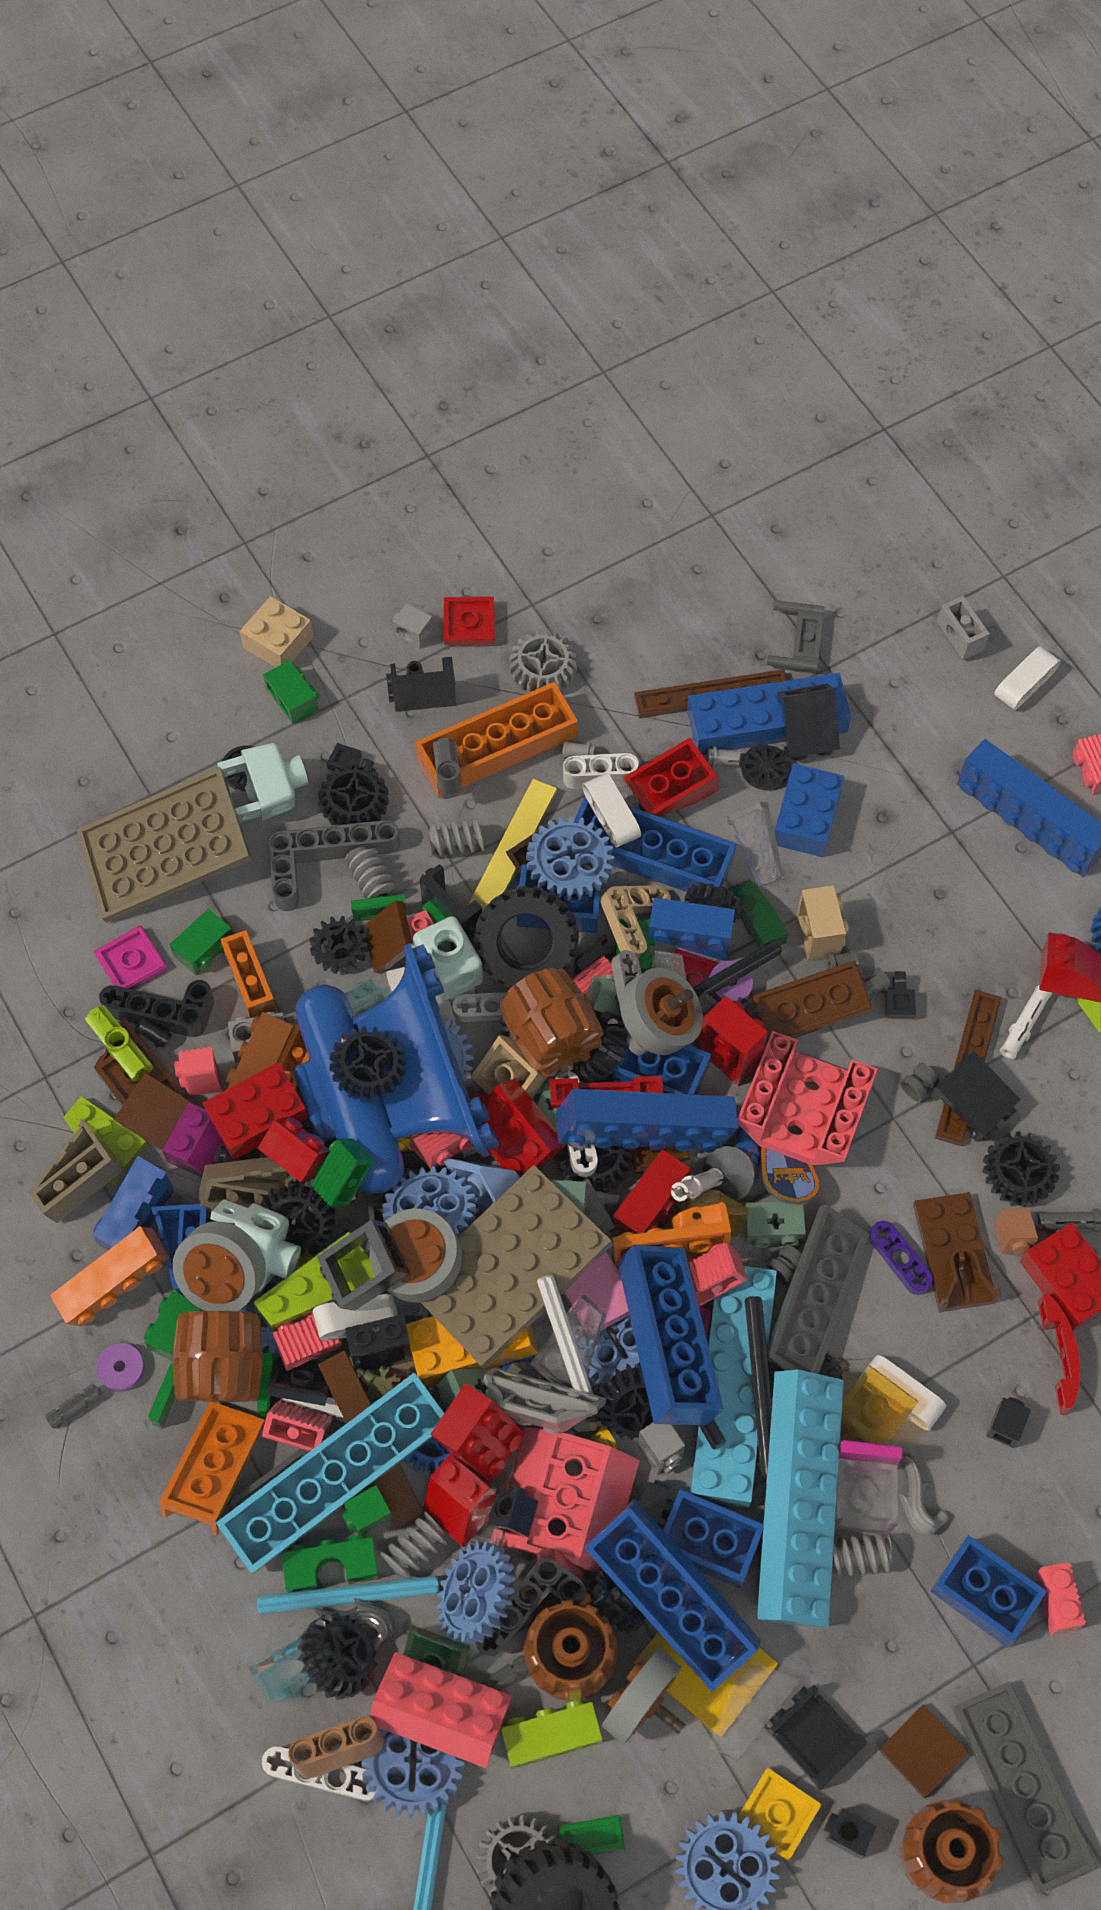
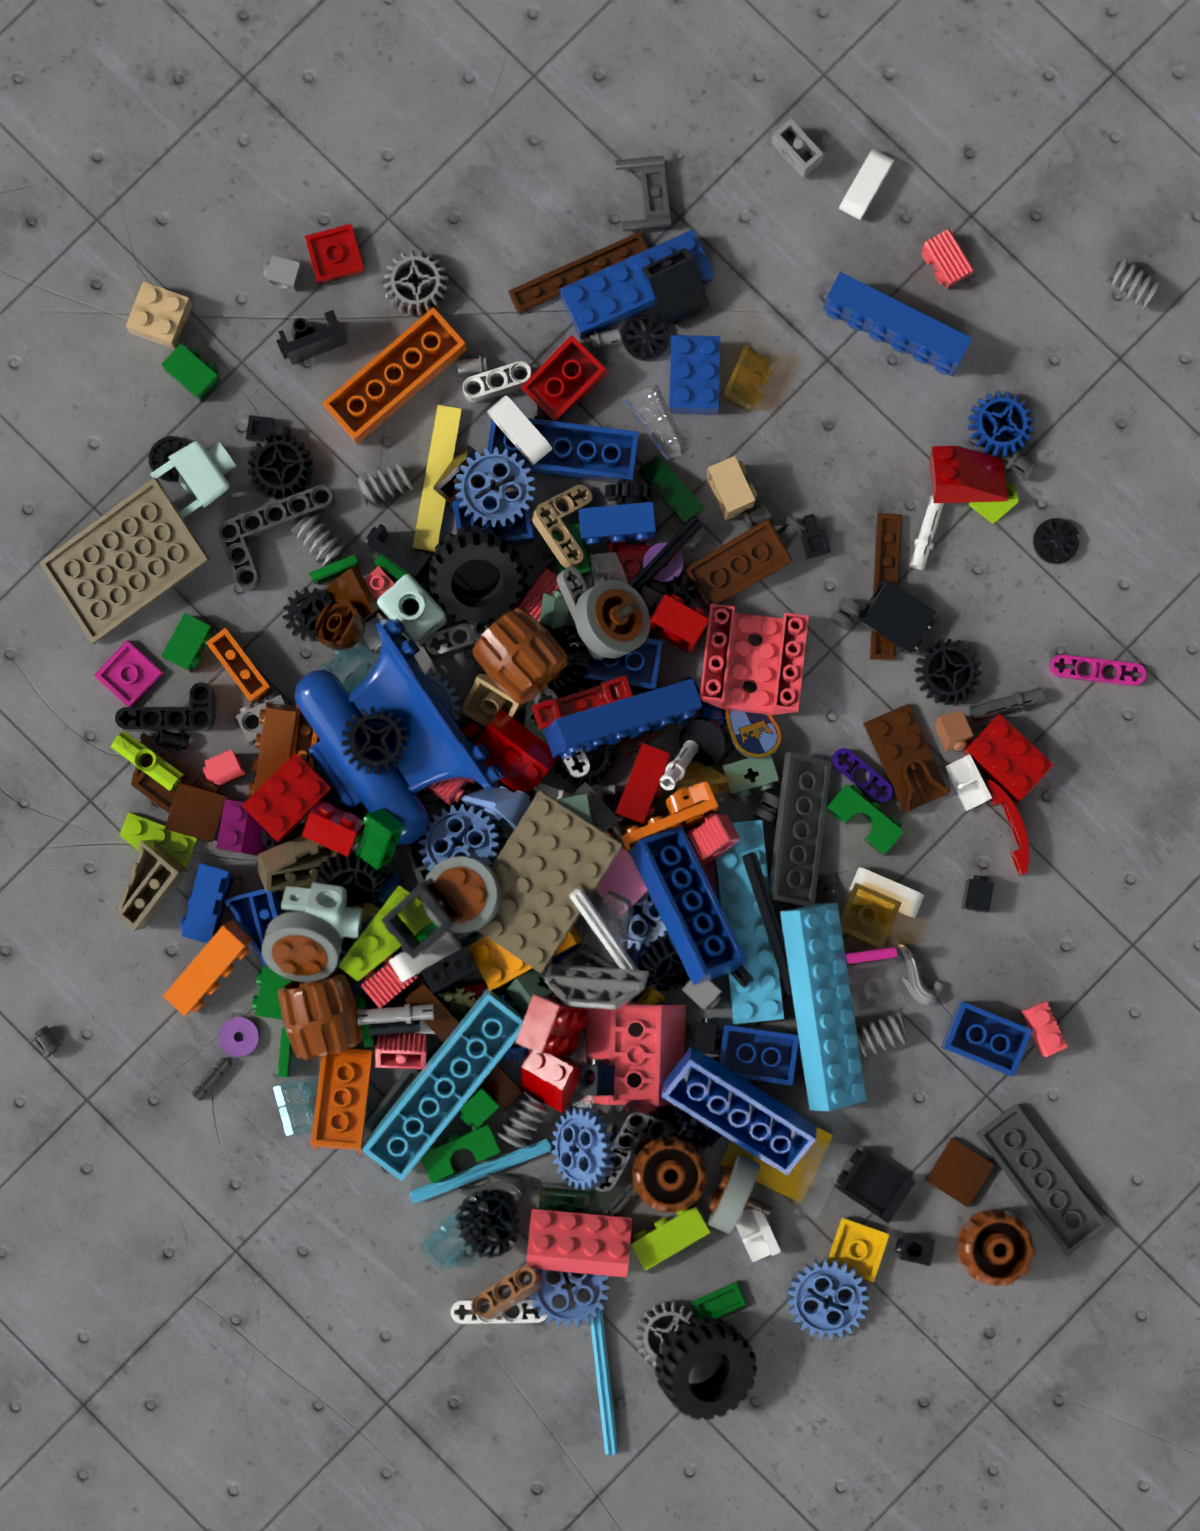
camera: 15 degrees left, 20 degrees up
(155, 1459) = (294, 1106): none -> window
(315, 1379) = (396, 1014): none -> light grey pin
(368, 956) = (340, 626): none -> reddish brown cylinder
(447, 765) = (359, 421): dark grey piece -> none
(657, 1761) = (756, 1235): none -> white panel
(863, 824) = (747, 379): none -> clear yellow slope
(882, 1283) = (883, 830): none -> green arch
(1022, 1294) = (968, 782): none -> white panel

